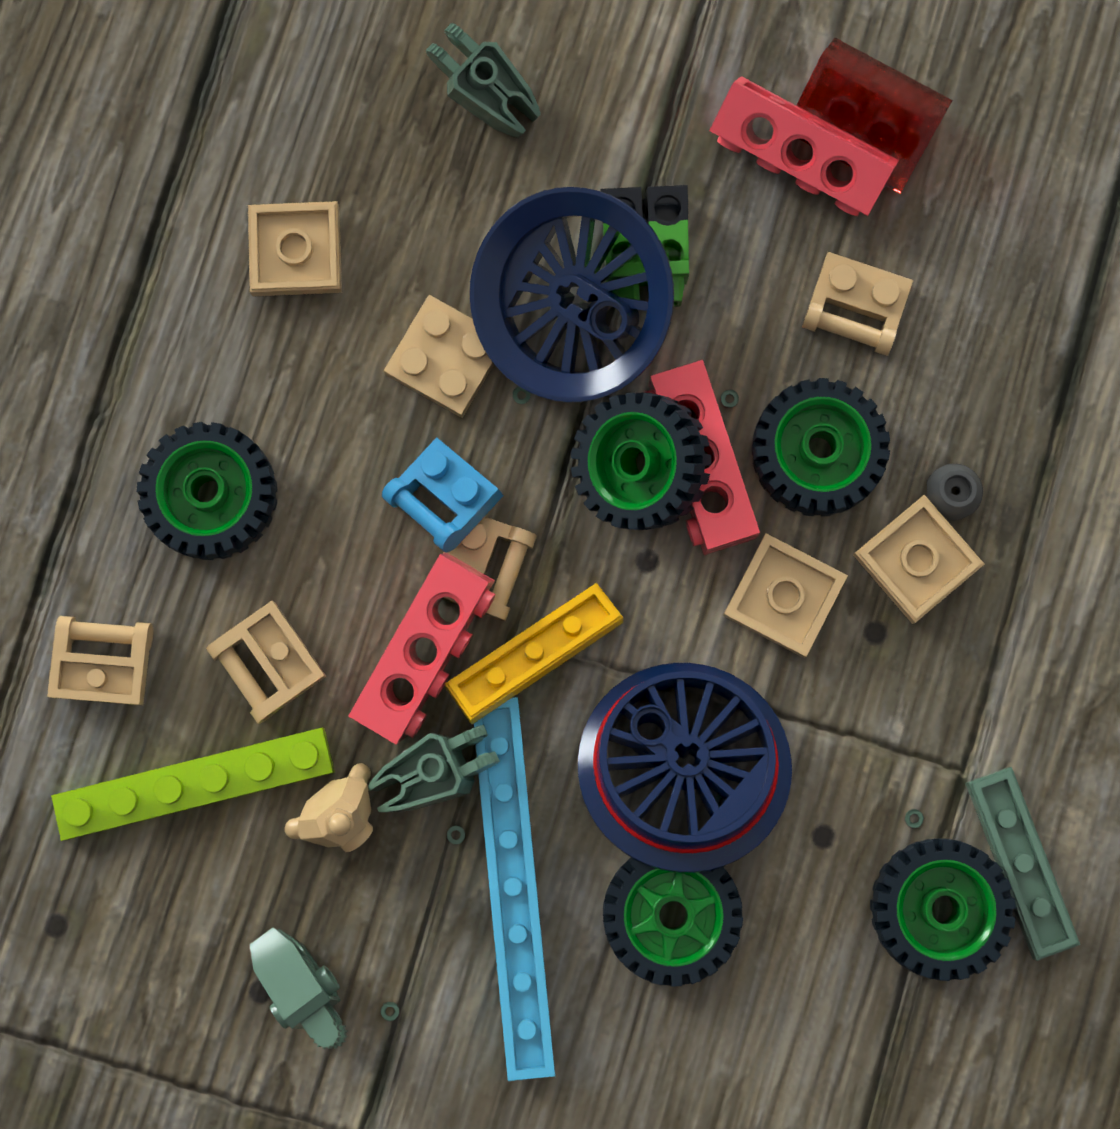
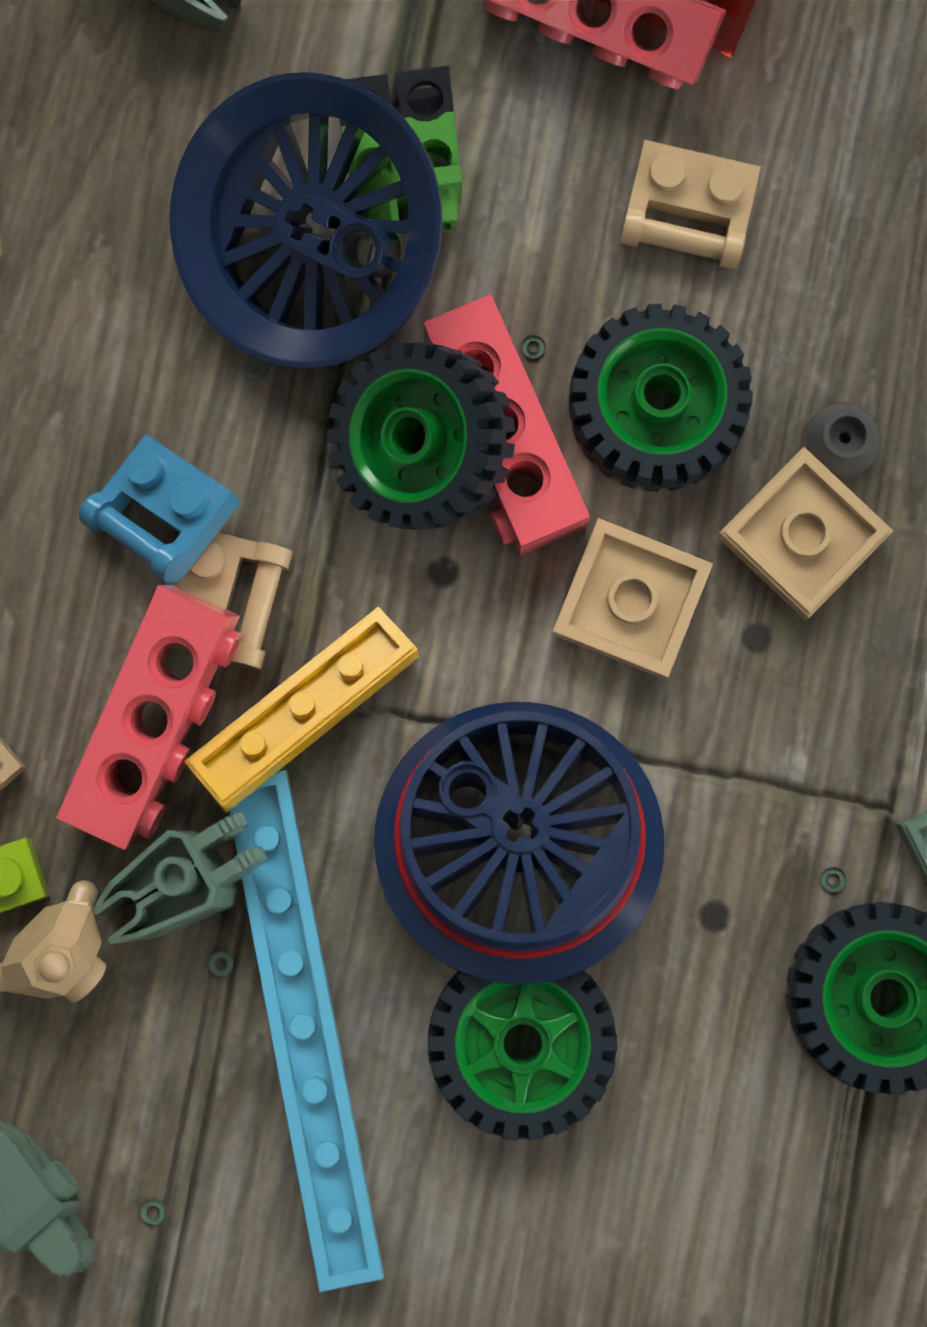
camera: 10 degrees left, 0 degrees up
(441, 357) = (143, 328): tan plate -> none

